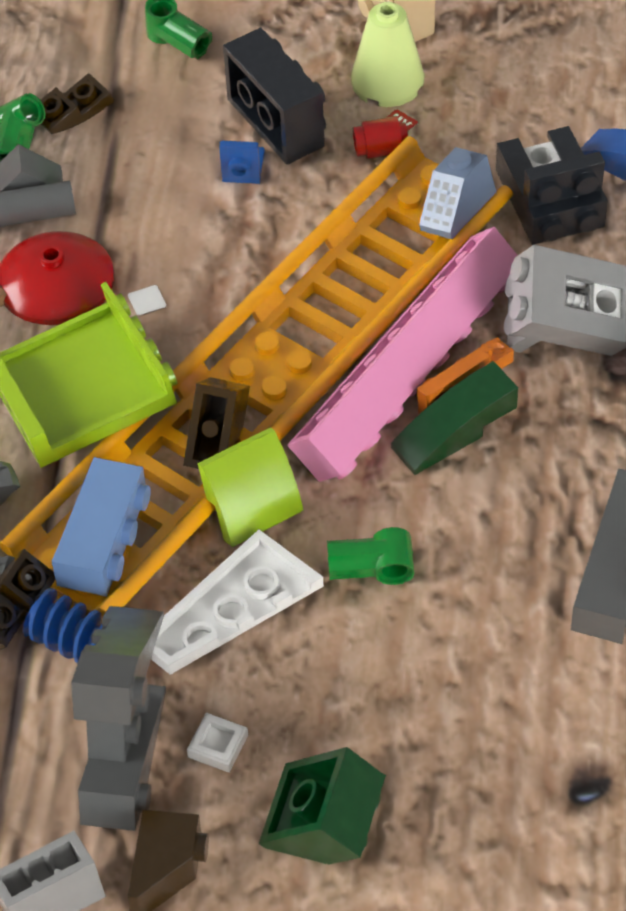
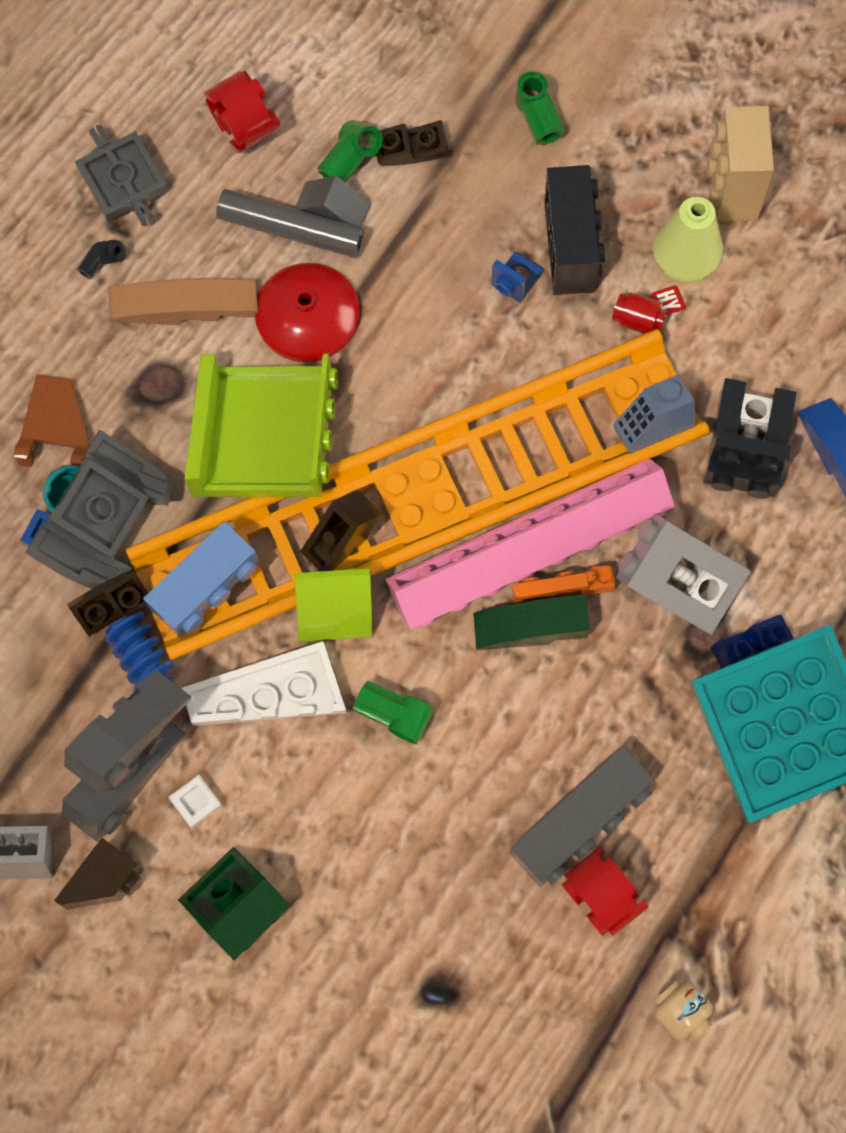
camera: 30 degrees right, 20 degrees up
(146, 300) = (366, 372): white sticker -> none

